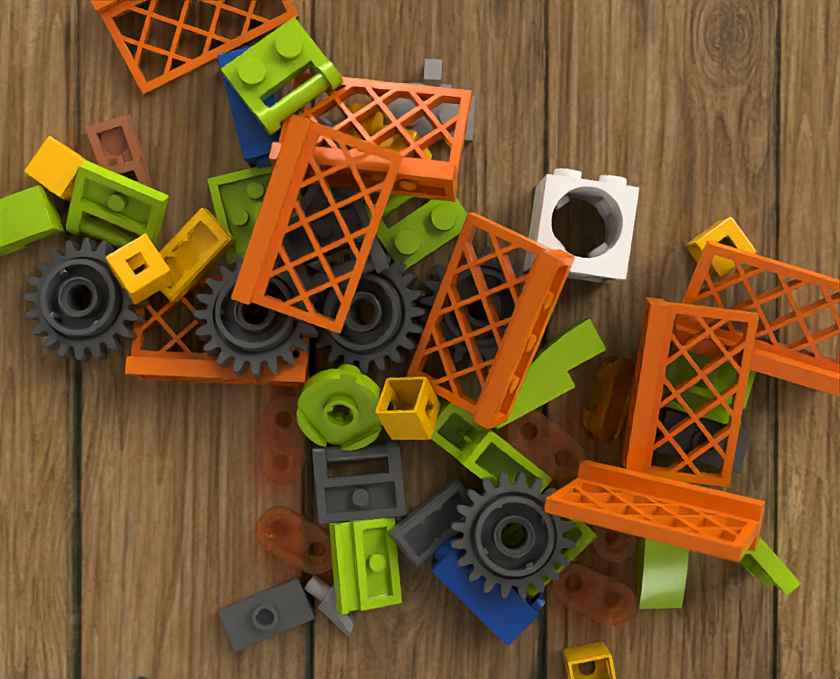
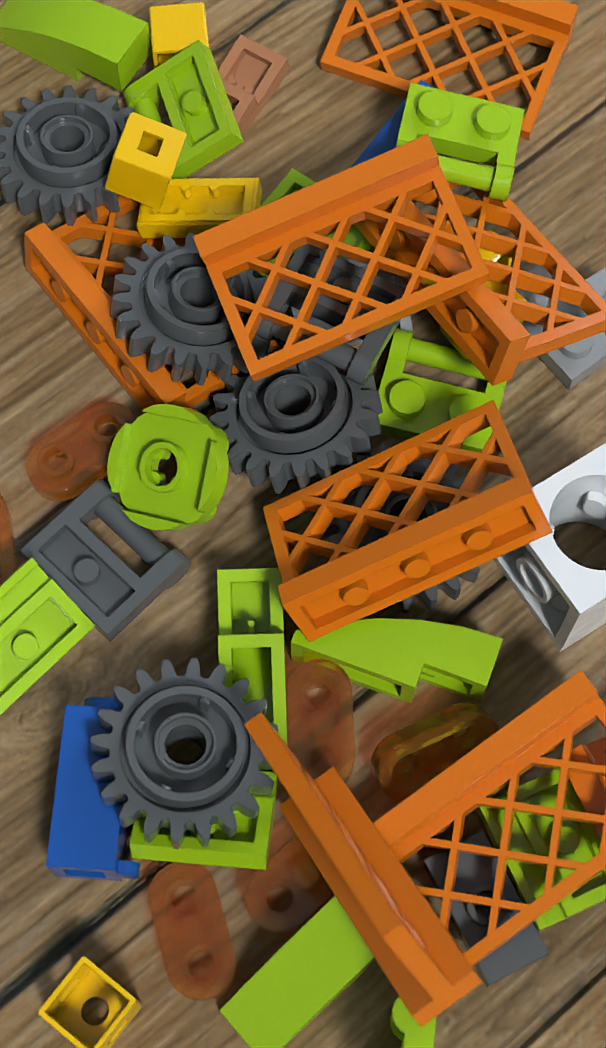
camera: 45 degrees right, 20 degrees down
(413, 411) = (230, 525): yellow piece -> none
(429, 524) = (98, 664): dark grey plate -> none

